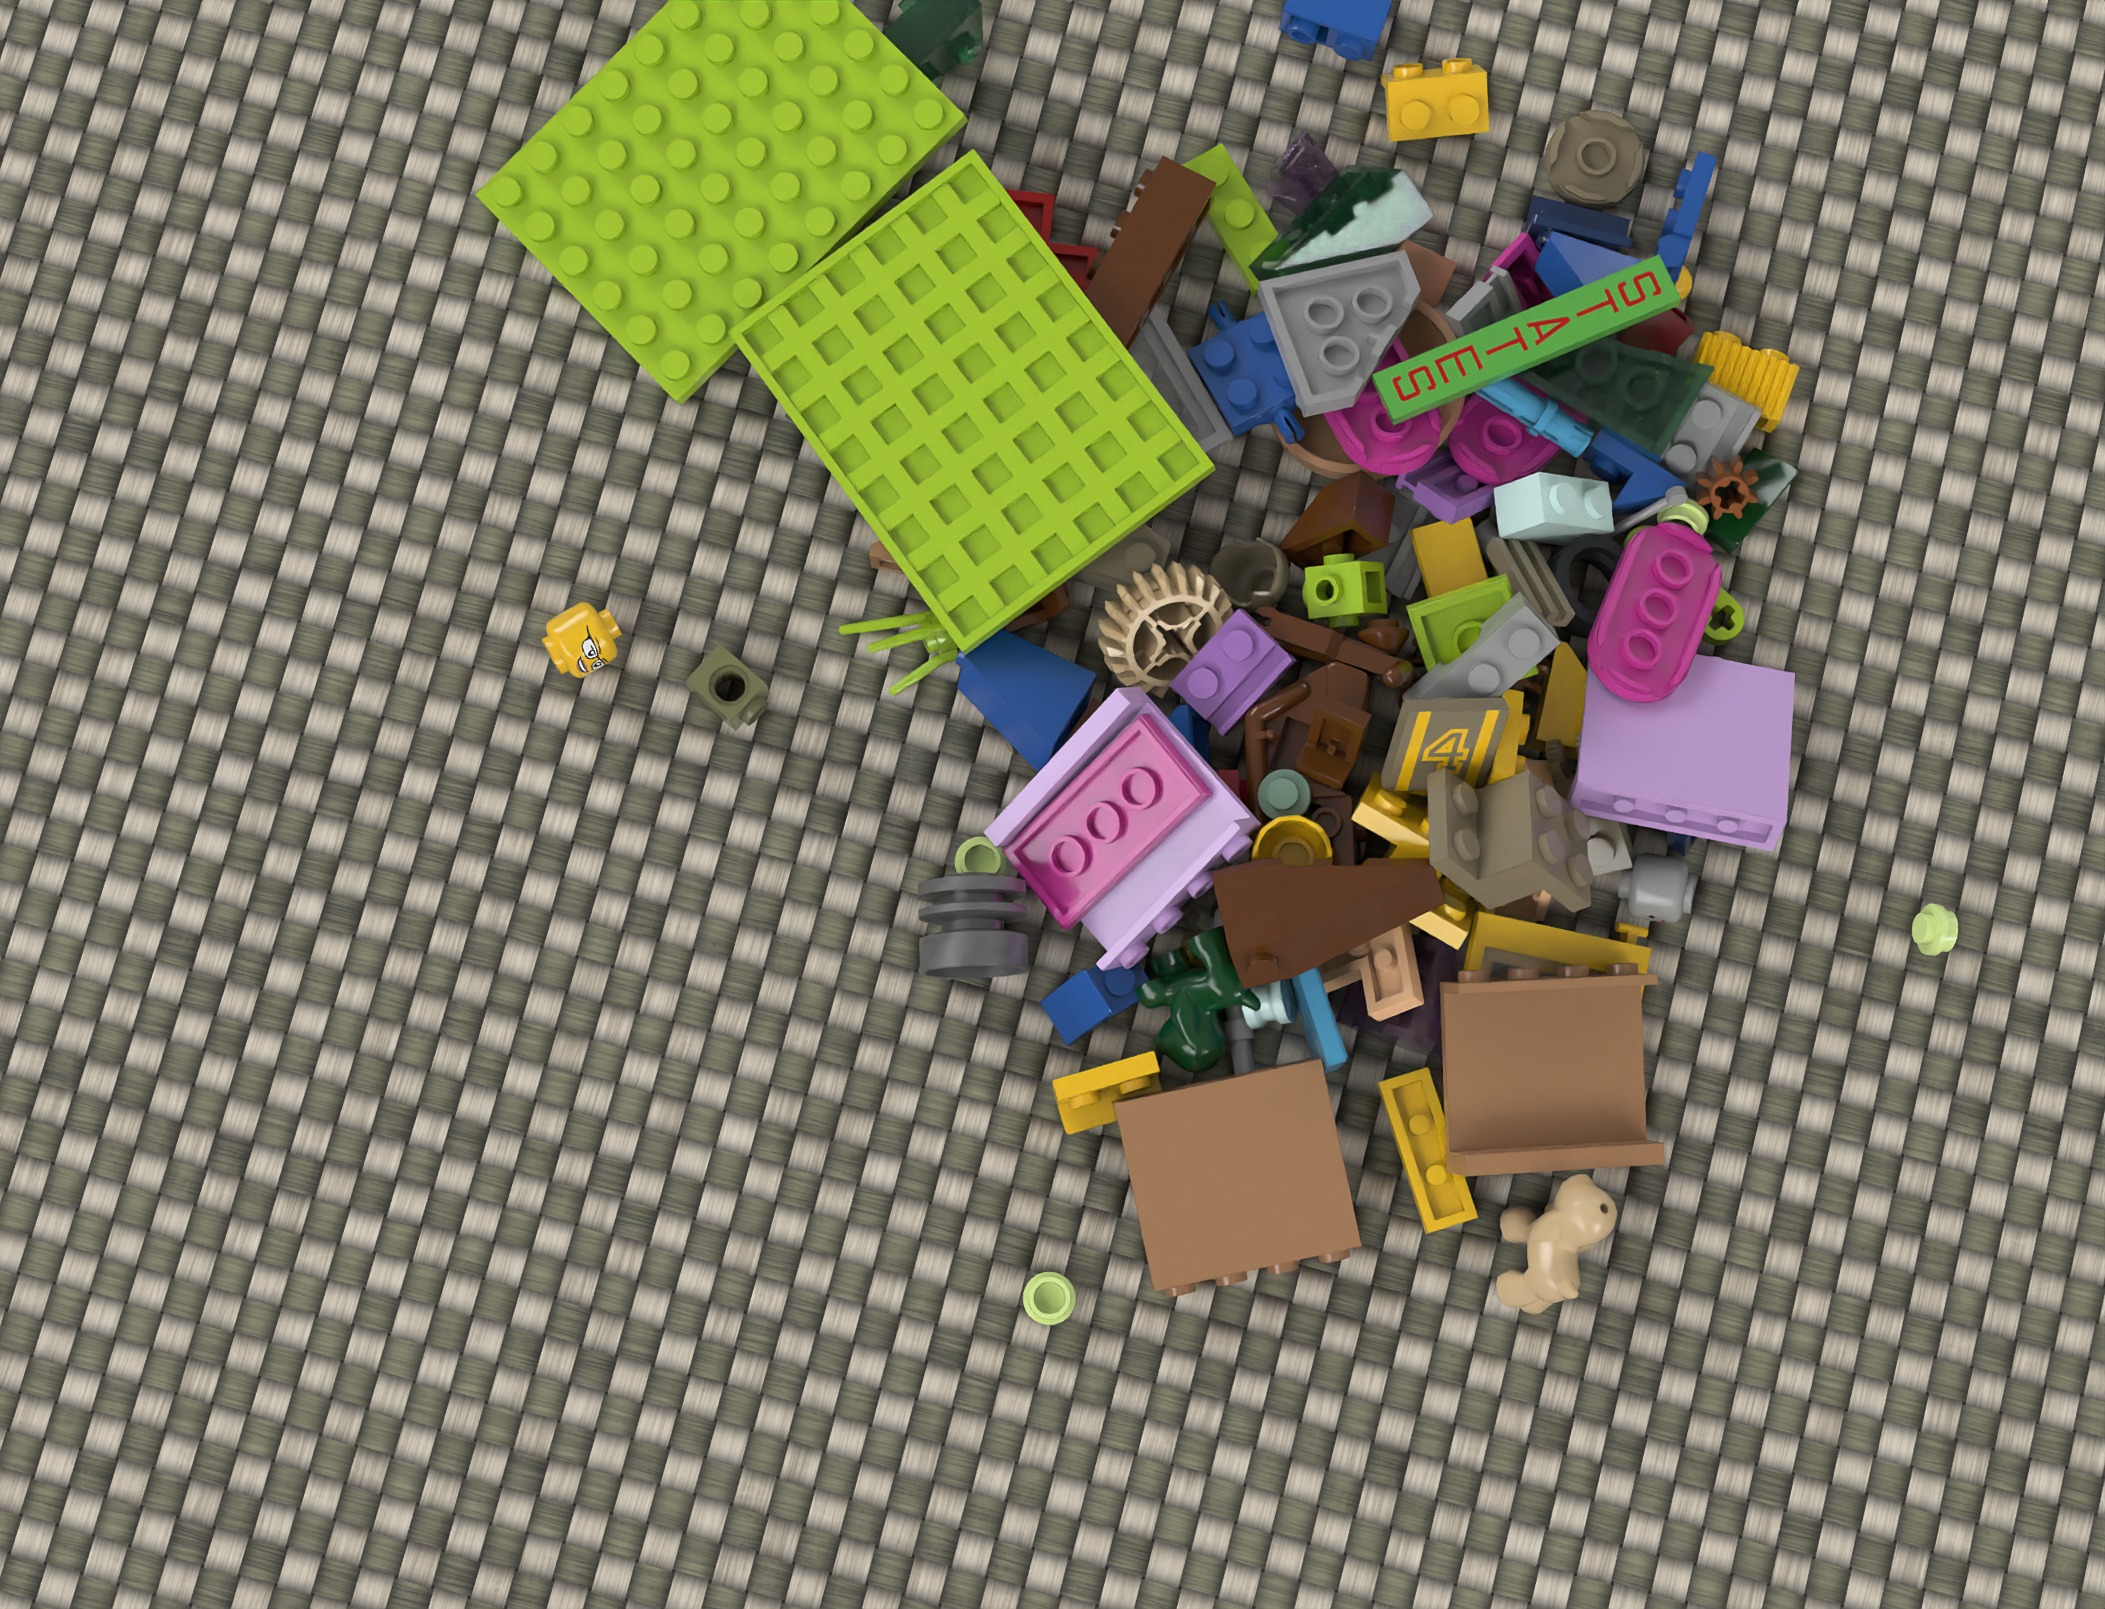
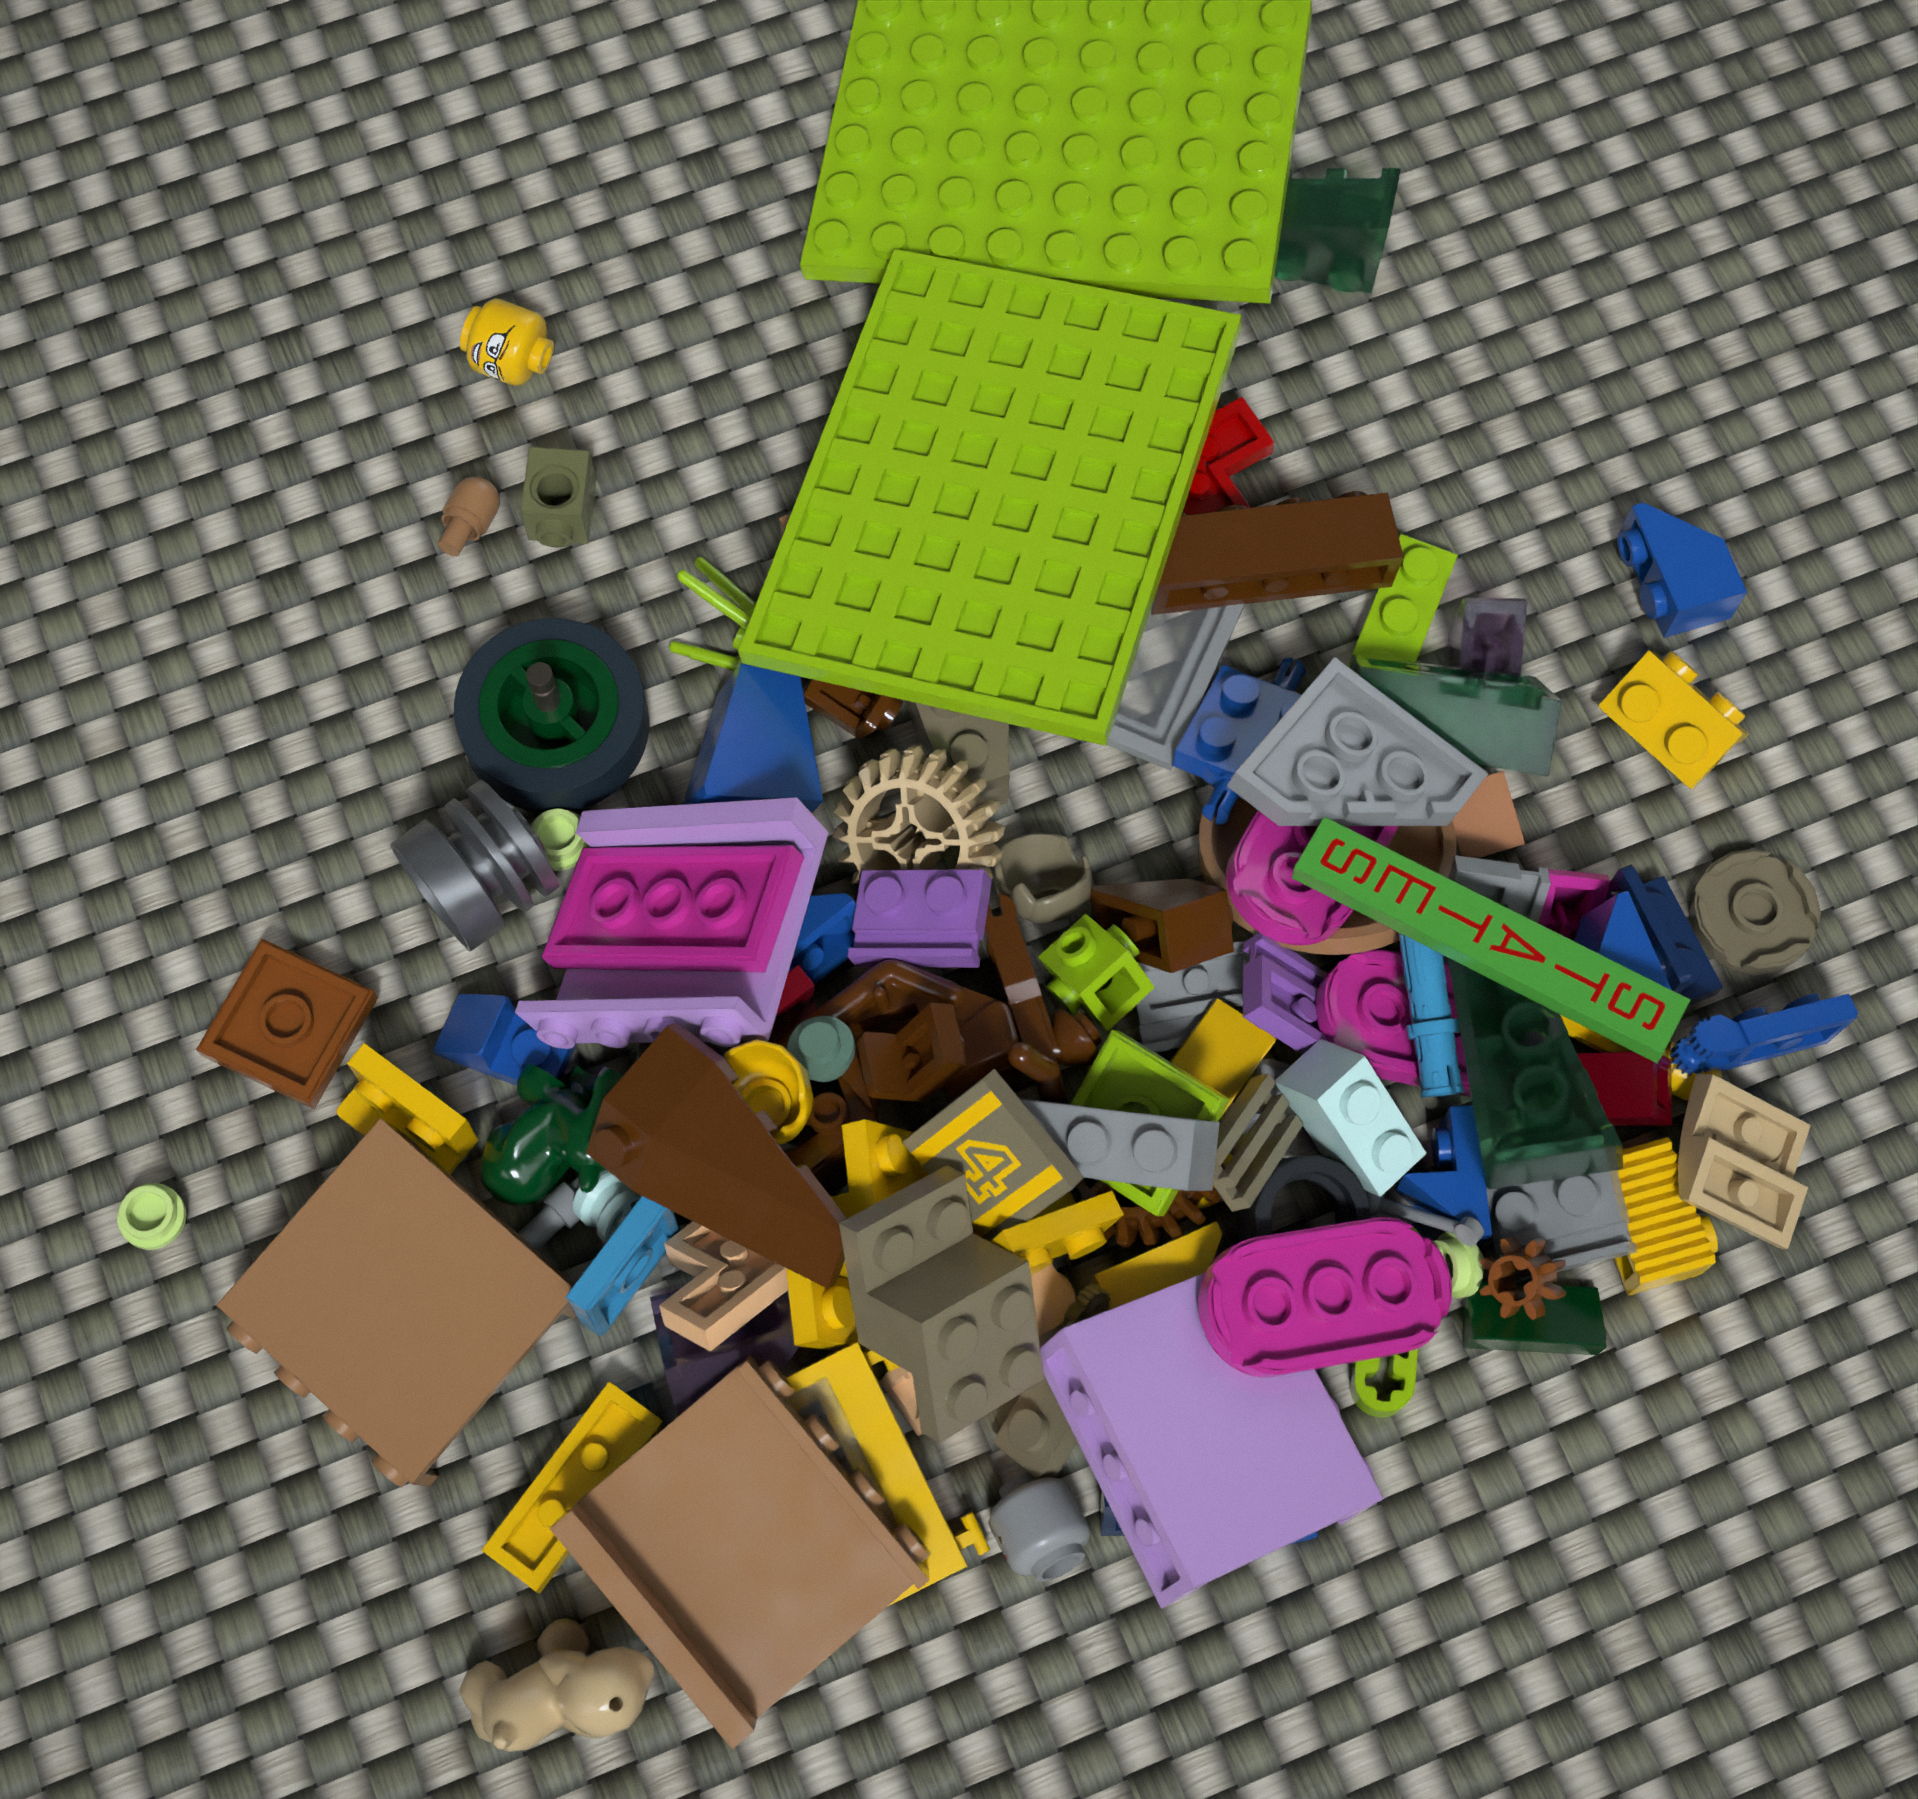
camera: 55 degrees right, 10 degrees down
(690, 756) = (468, 513): none -> medium nougat cylinder
(894, 804) = (552, 715): none -> wheel
(981, 1124) = (287, 1023): none -> dark orange plate
(1747, 301) = (1741, 1160): none -> tan slope

